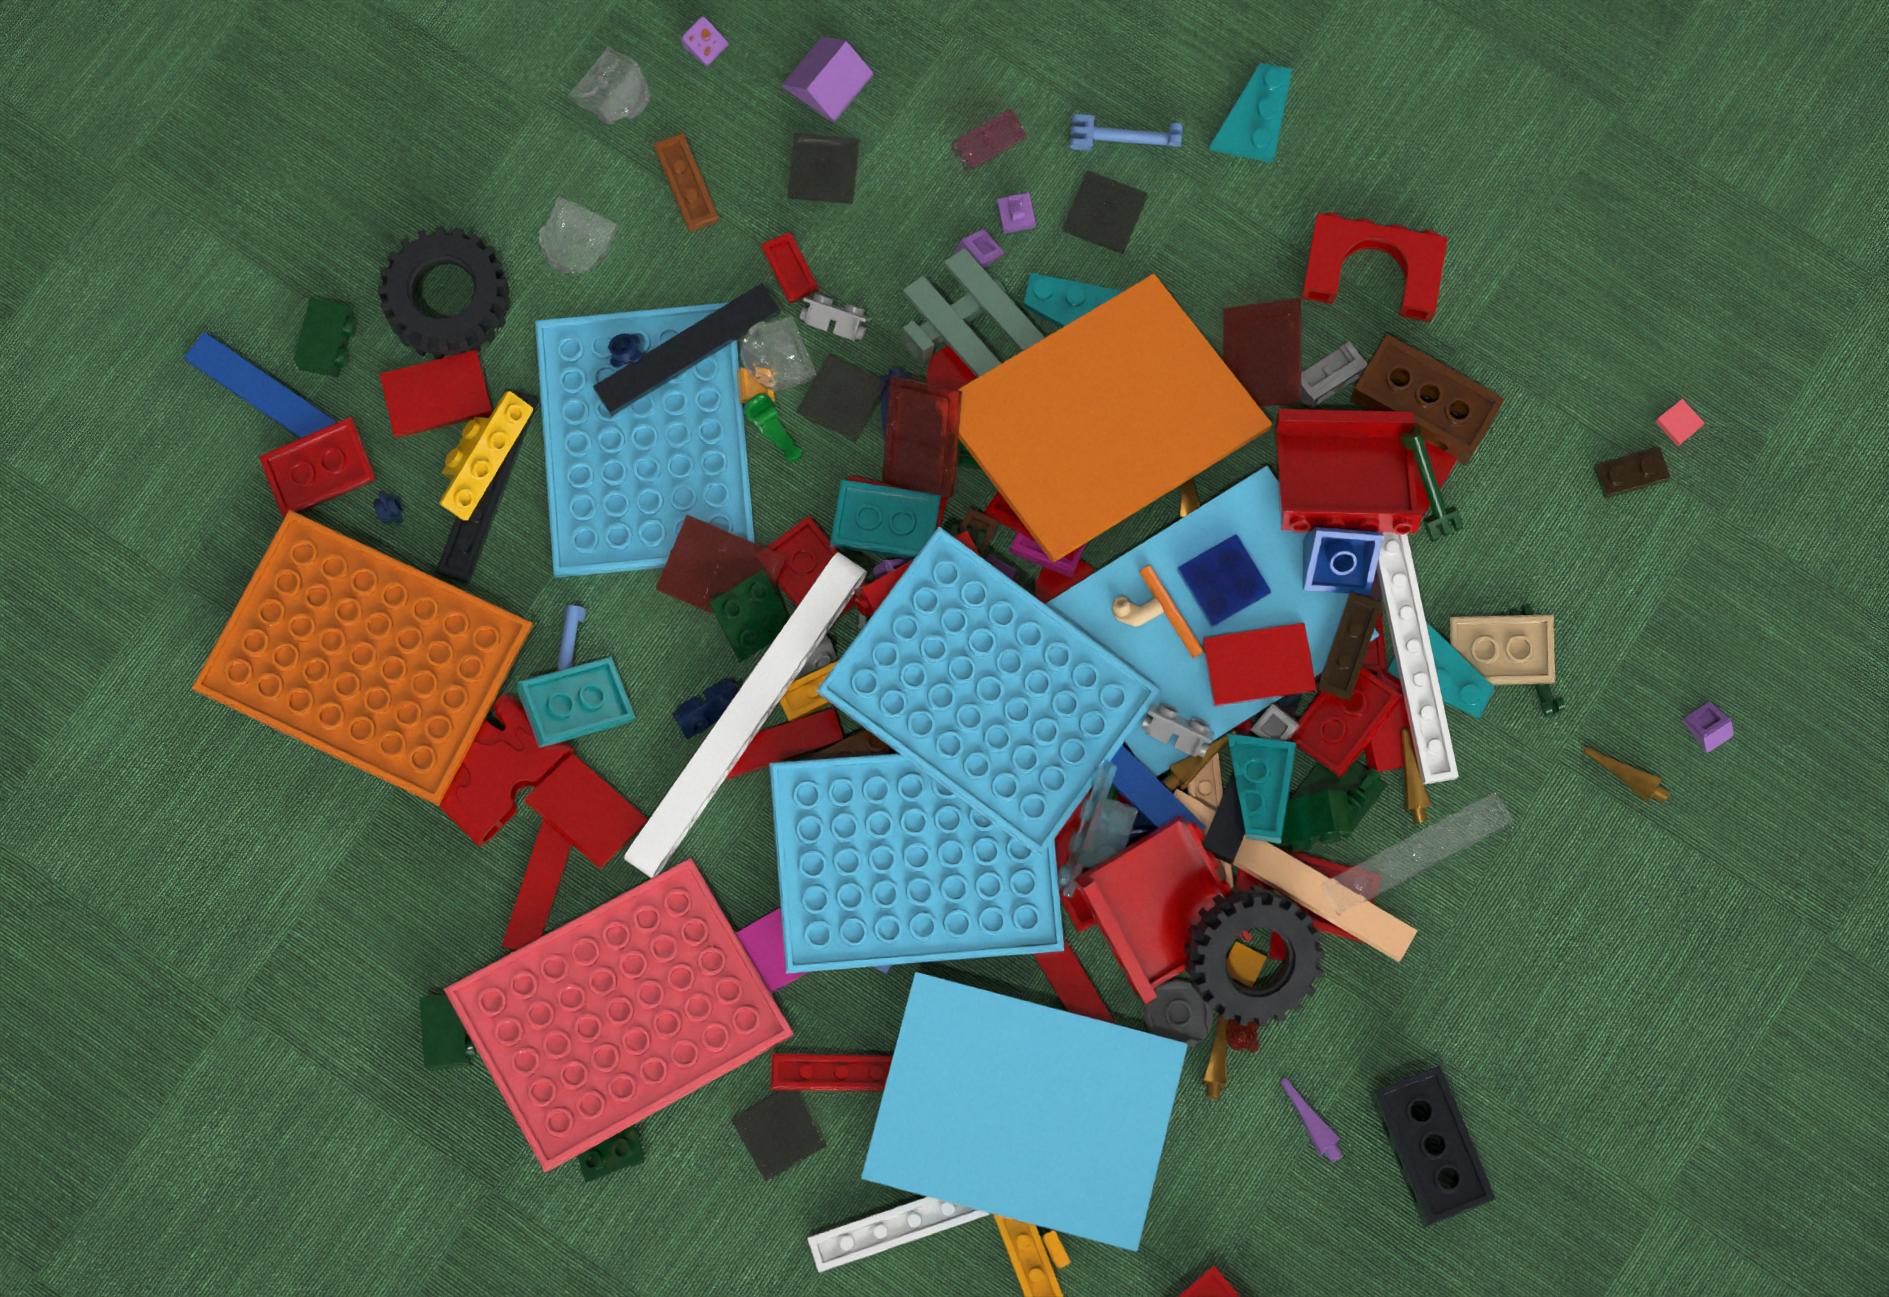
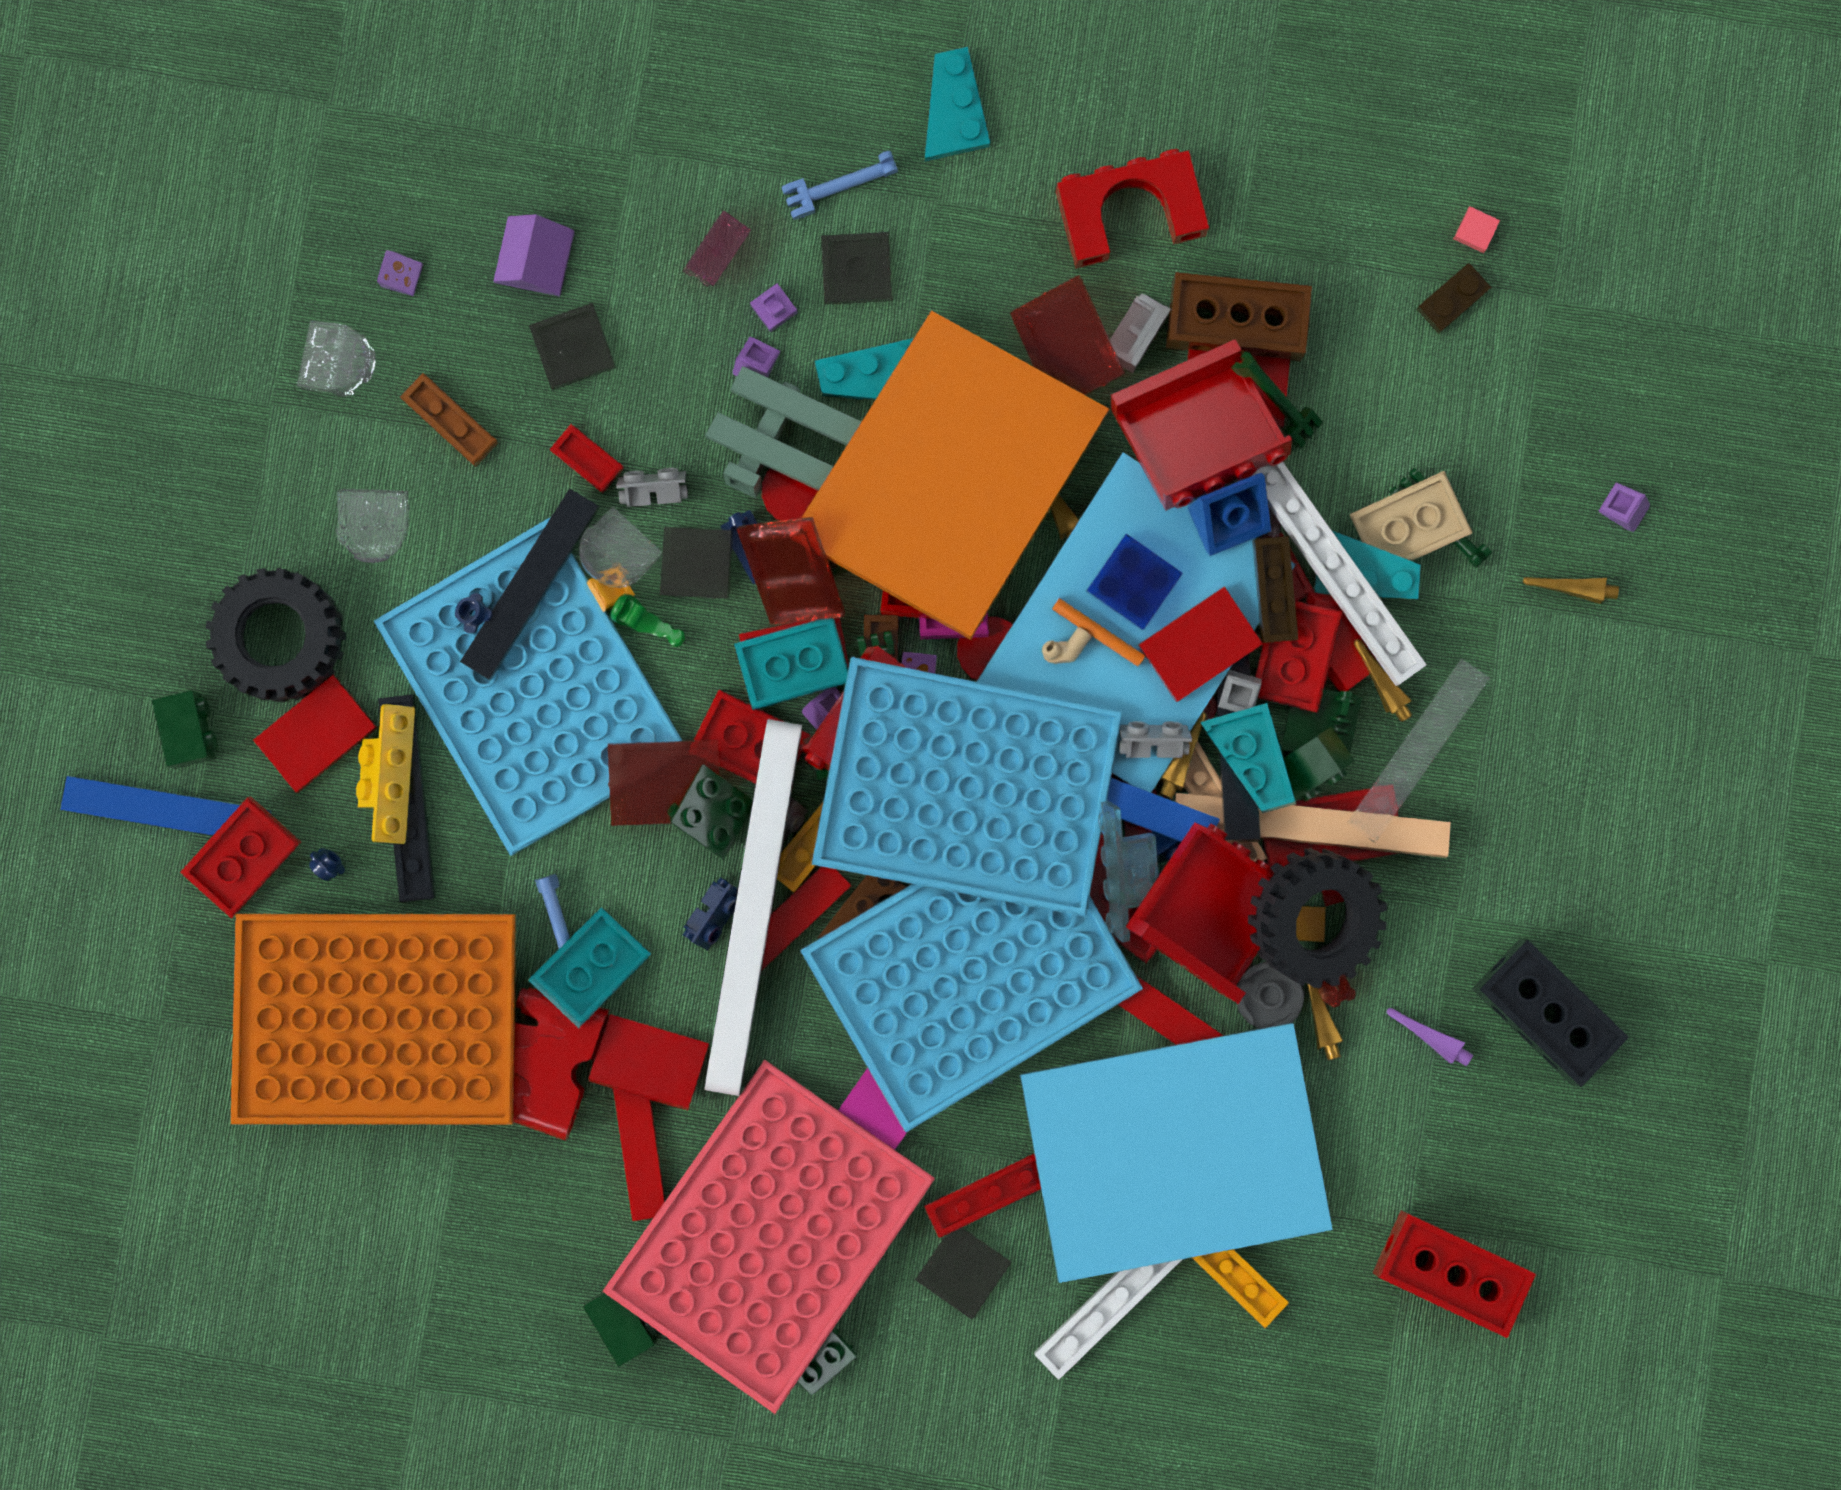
camera: 25 degrees left, 10 degrees up
(1055, 1250) = (1259, 1261): light orange tile -> none

